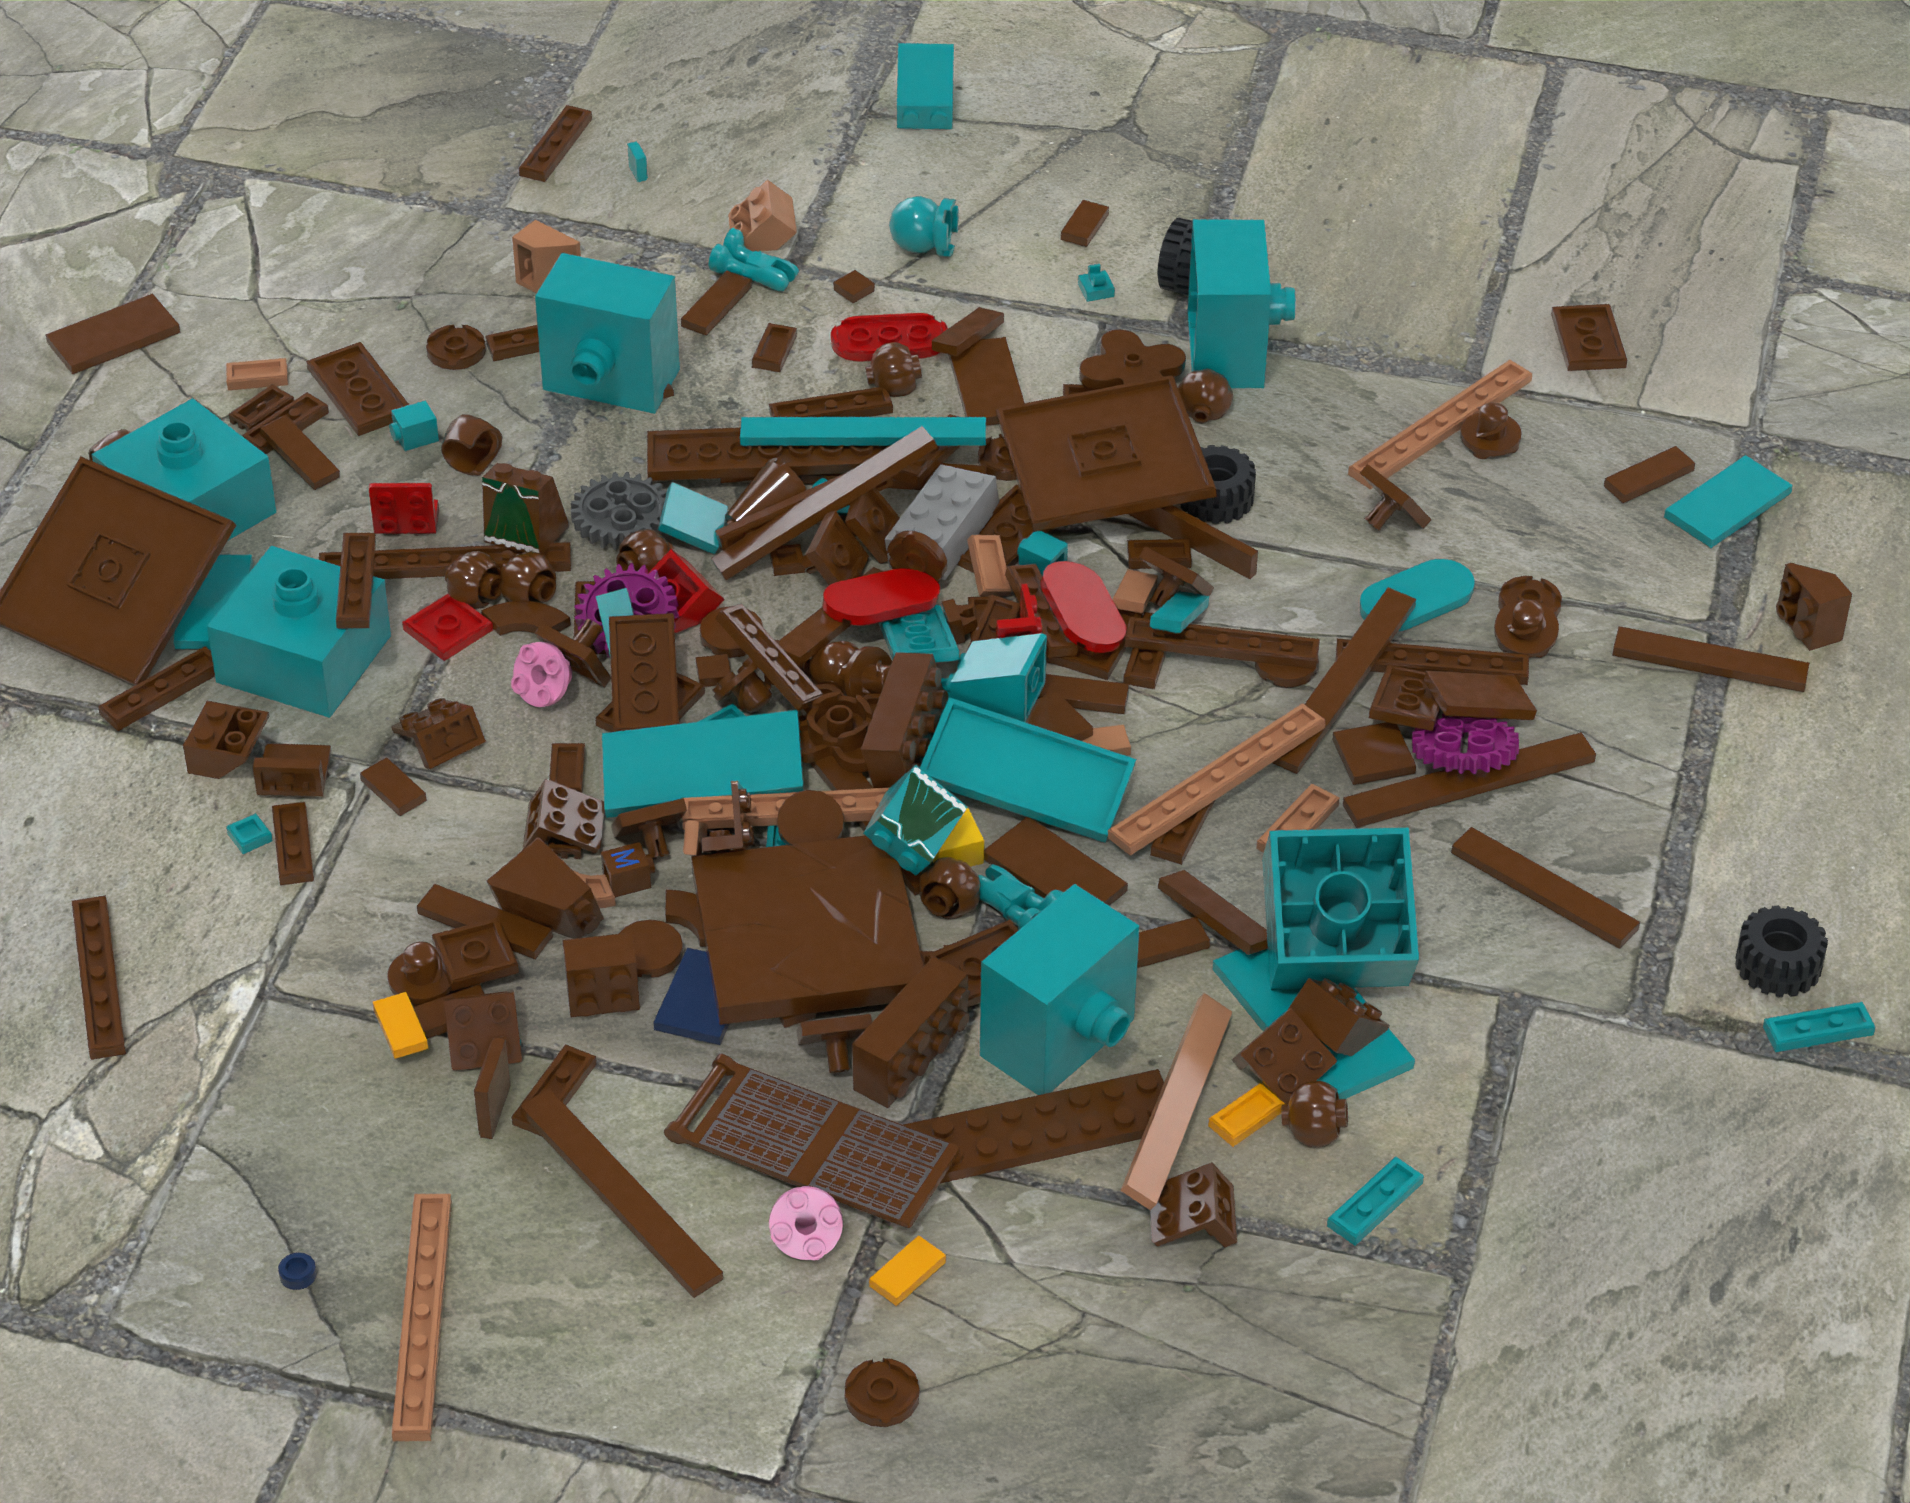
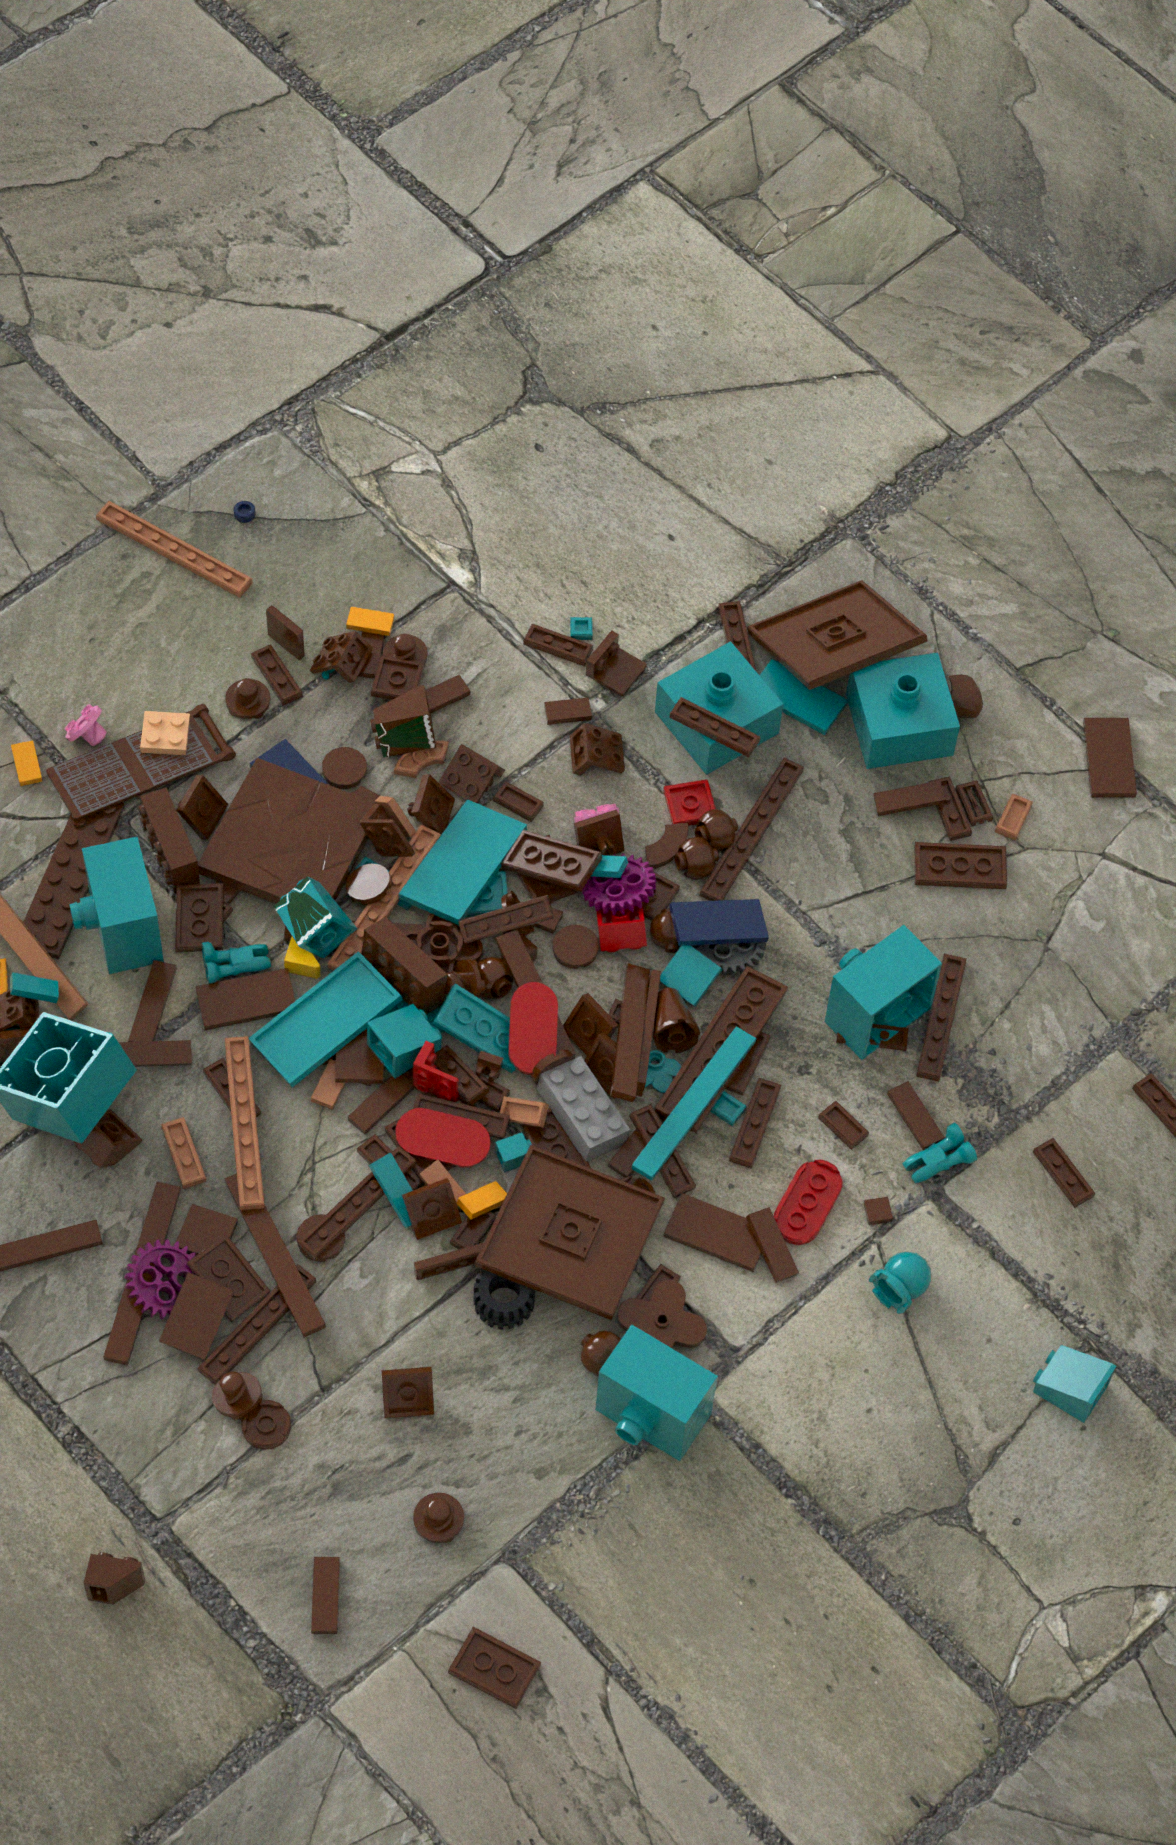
camera: 120 degrees right, 15 degrees up
(98, 978) = (520, 516): reddish brown tile -> none
(222, 738) = (660, 639): reddish brown slope -> none
(403, 508) = (807, 824): red bracket -> none
(414, 426) = (892, 870): teal brick -> none
(455, 347) = (969, 939): reddish brown tile -> none
(471, 444) = (852, 888): reddish brown piece -> none
(521, 509) = (750, 871): slope -> none
(537, 251) = (1016, 1021): nougat slope -> none
(601, 974) = (327, 719): reddish brown brick -> none
(615, 504) = (718, 922): none -> dark blue tile
(618, 1094) = (247, 699): none -> reddish brown plate
(622, 1193) = (179, 664): reddish brown tile -> none
(627, 869) = (407, 782): reddish brown brick -> none
(637, 161) = (1108, 1147): teal tile -> none
(690, 187) = (1064, 1172): none -> reddish brown tile
(748, 1134) = (165, 733): none -> light nougat plate
(765, 218) = (984, 1188): nougat slope -> none
(894, 369) = (762, 1176): reddish brown plant -> none
(947, 882) = (268, 930): reddish brown plant -> none
(1084, 223) = (853, 1406): reddish brown tile -> none
(1096, 284) = (776, 1368): teal tile -> none
(1120, 551) = (482, 1200): none -> light orange tile
(1175, 257) = (745, 1421): black tyre -> none
(1236, 1033) = (34, 987): none -> teal tile
(1435, 585) = (322, 1361): teal tile -> none
(1442, 422) = (475, 1497): nougat tile -> none
(1711, 659) = (130, 1496): reddish brown tile -> none
(1728, 501) = (262, 1627): teal tile -> none

